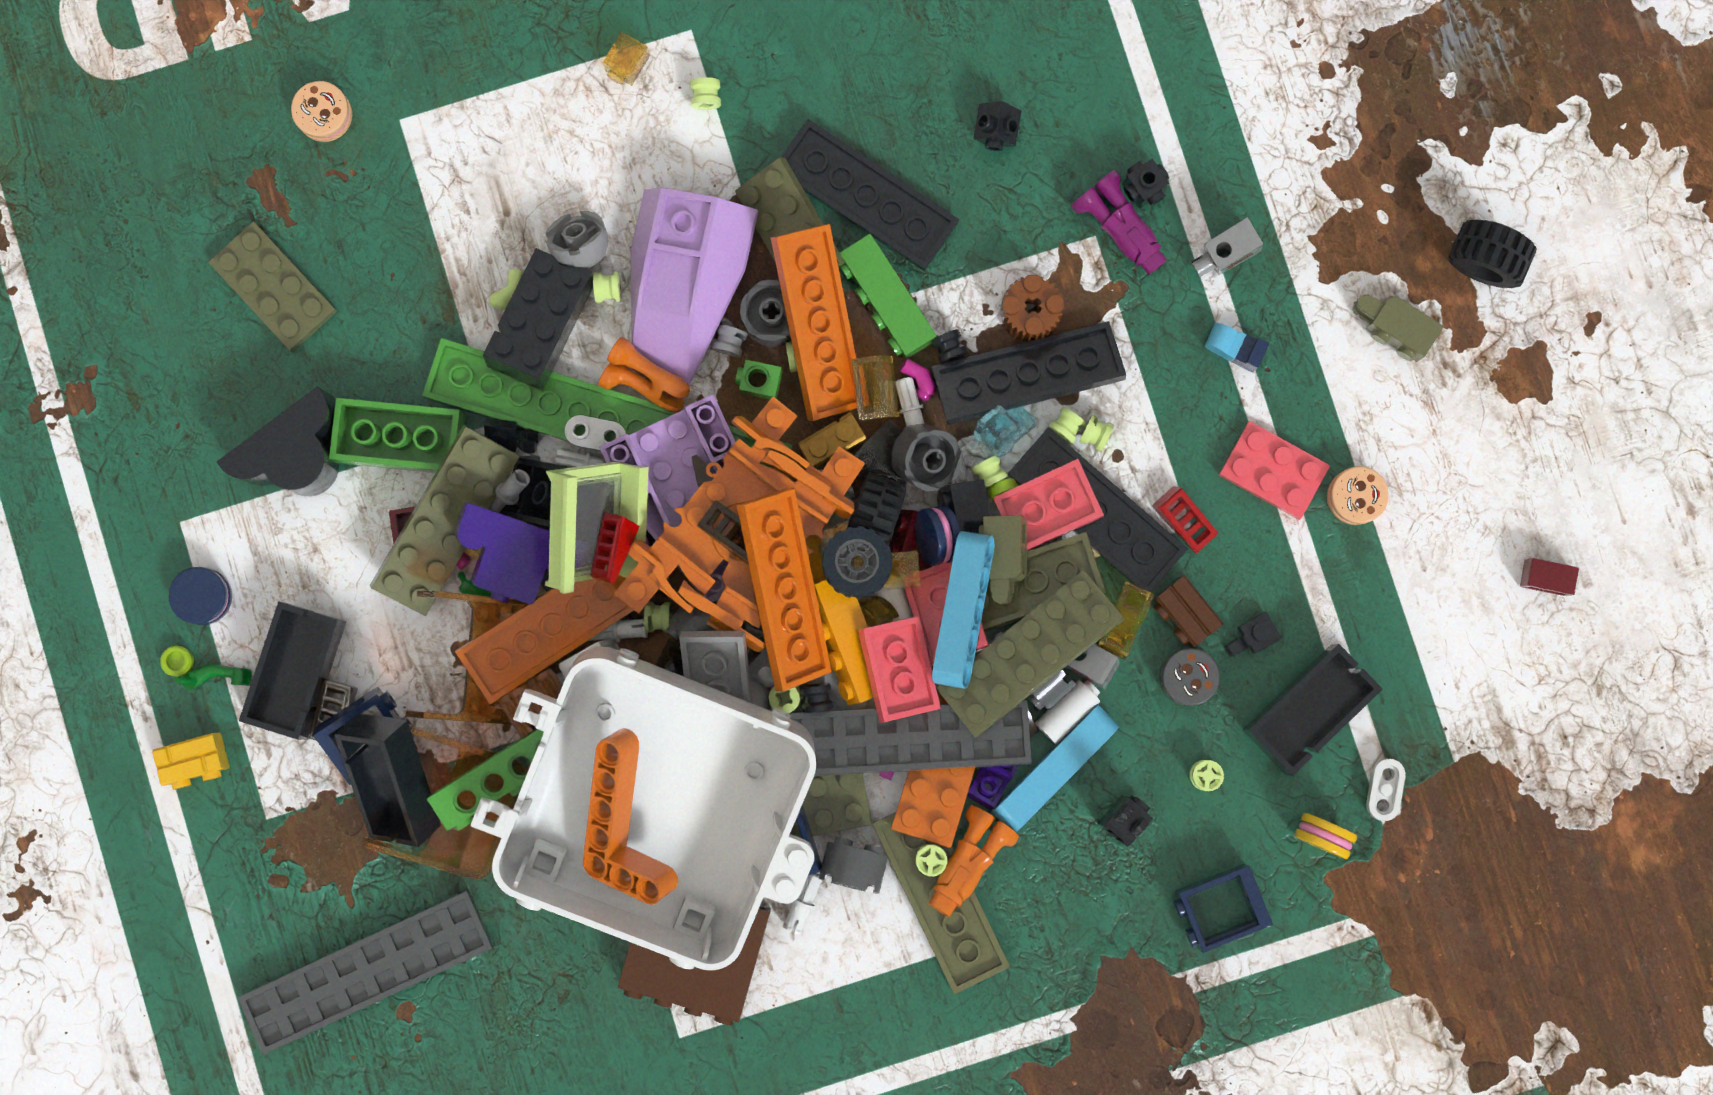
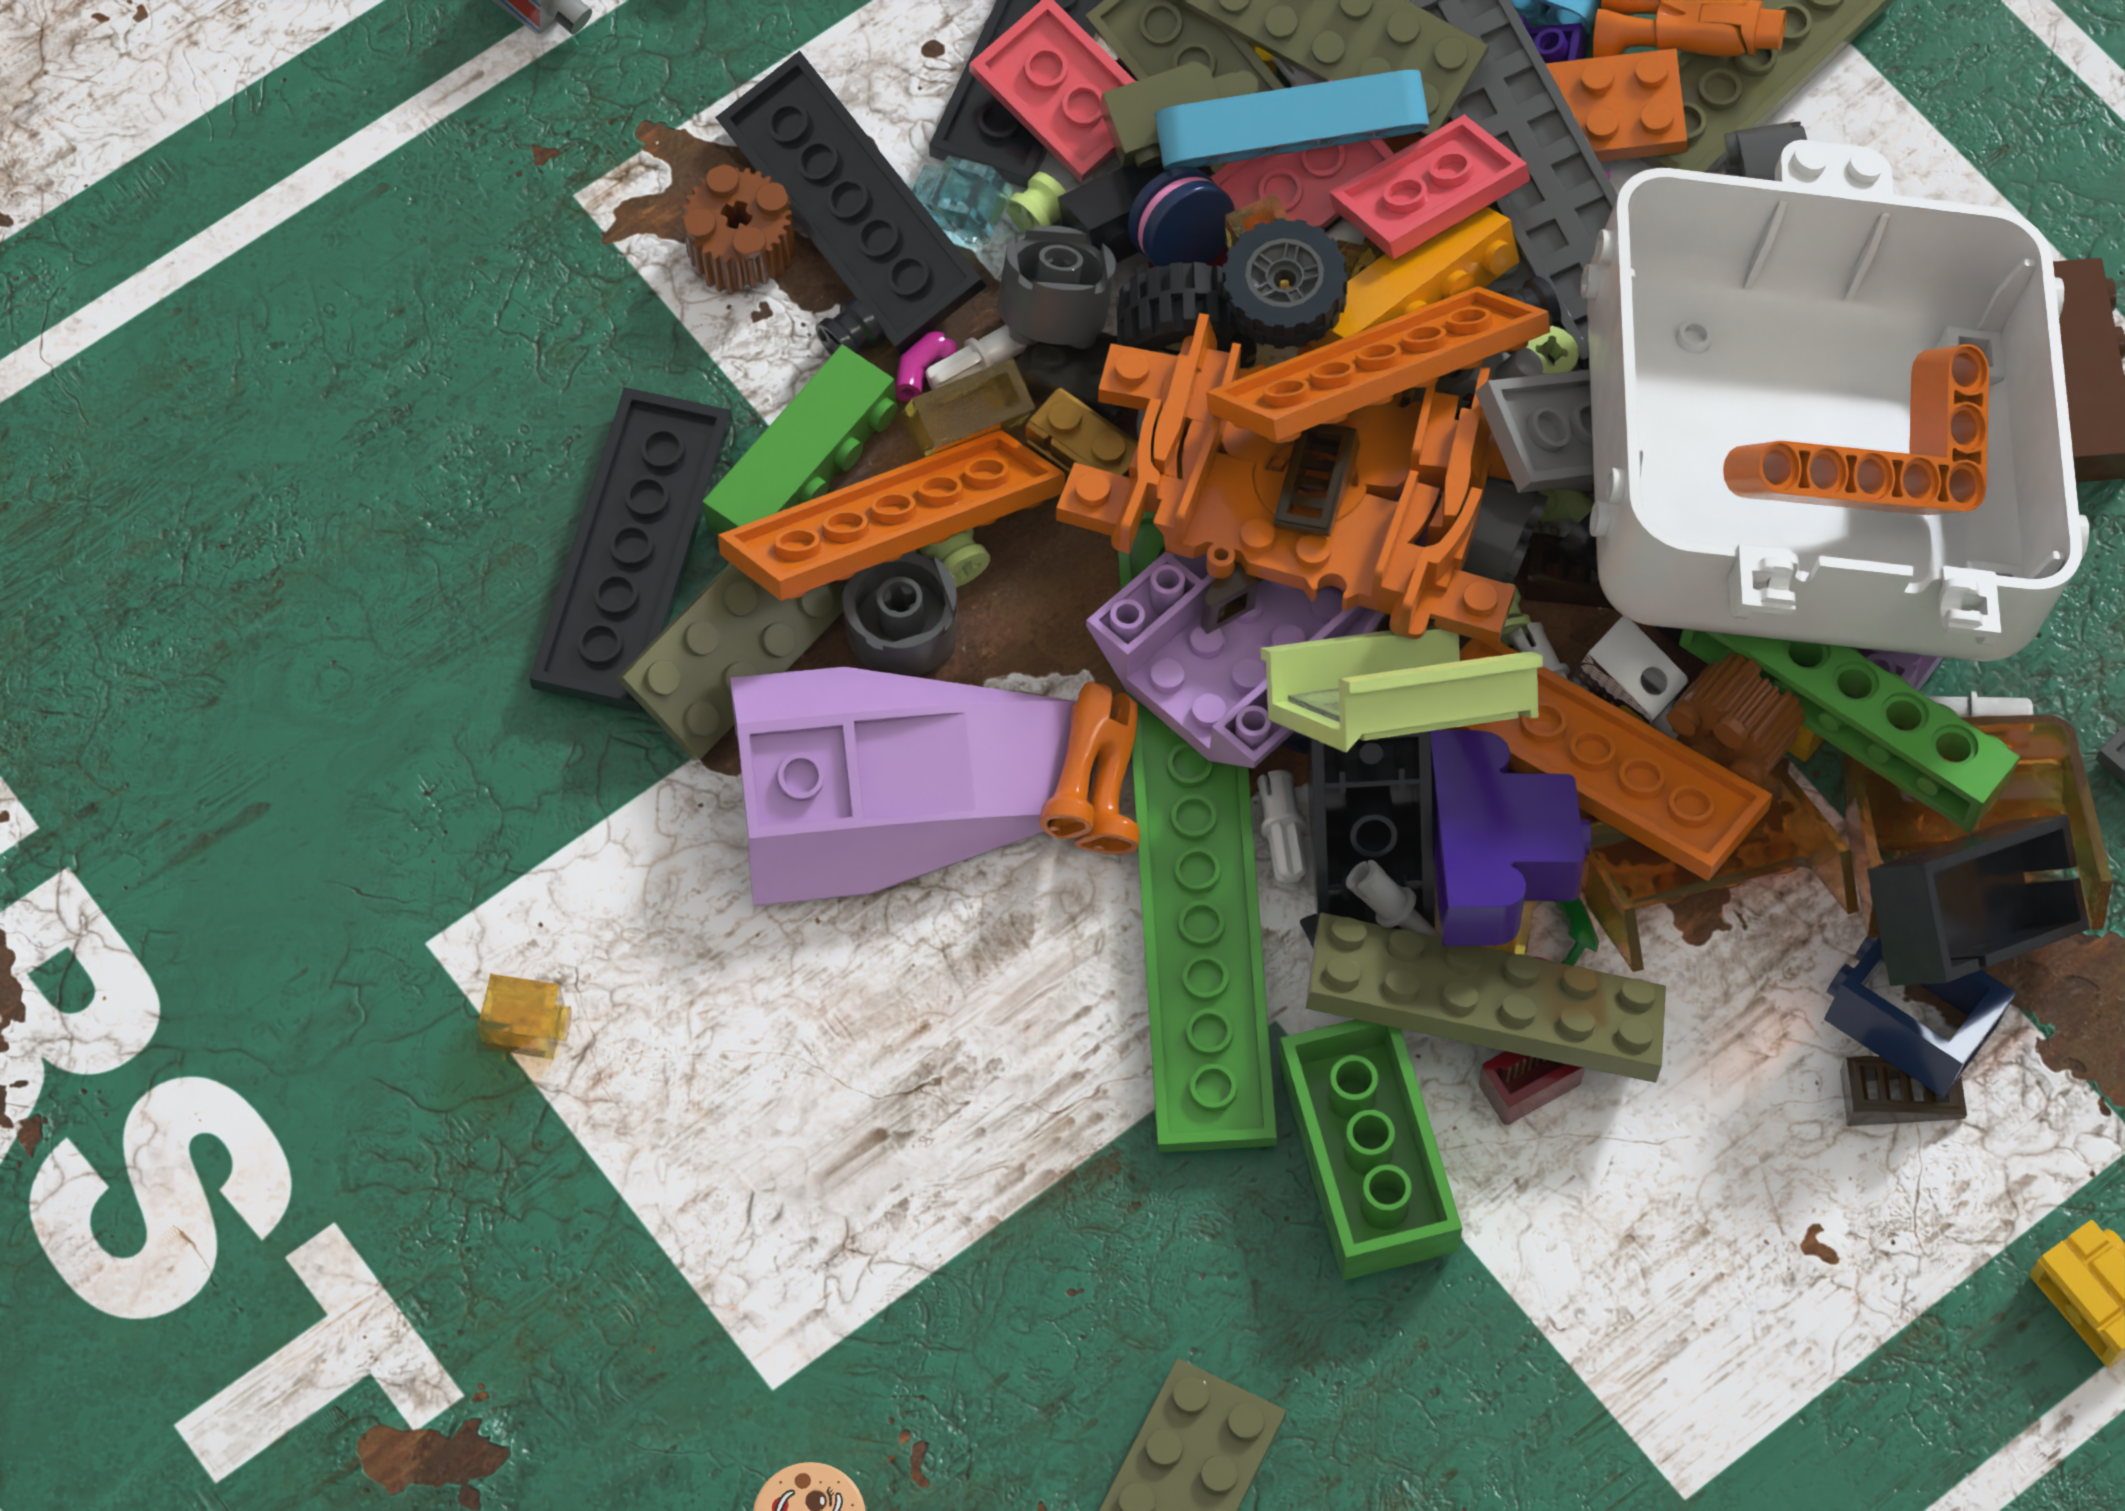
camera: 110 degrees left, 20 degrees down
(177, 661) = (1938, 1398): lime tile -> none
(195, 678) = (1955, 1354): green piece -> none
(200, 596) = (1803, 1393): dark blue head -> none
(290, 449) = (1468, 1312): black brick -> none
(292, 670) = (1861, 1167): black piece -> none
(500, 299) = (1027, 1063): yellowish green arm -> none
(508, 435) = (1284, 964): black plate -> none
(538, 319) = (1057, 976): black piece -> none
(578, 240) = (889, 965): light grey cylinder -> none
(594, 434) = (1227, 813): white plate -> none
(606, 286) = (955, 901): yellowish green wheel -> none
(612, 546) = (1402, 636): red slope -> none
(705, 93) = (541, 862): yellowish green wheel -> none
(729, 341) = (974, 665): light grey wheel -> none
(771, 386) = (1018, 579): bright green brick -> none
(932, 864) = (1715, 61): yellowish green wheel -> none
(997, 125) = (422, 382): black brick -> none
(1001, 487) = (1059, 171): lime tile -> none
(1067, 425) = (913, 121): yellowish green wheel -> none
(1096, 433) = (910, 77): yellowish green wheel -> none
(1123, 225) = (540, 150): magenta piece -> none
(1145, 193) = (461, 133): black brick -> none

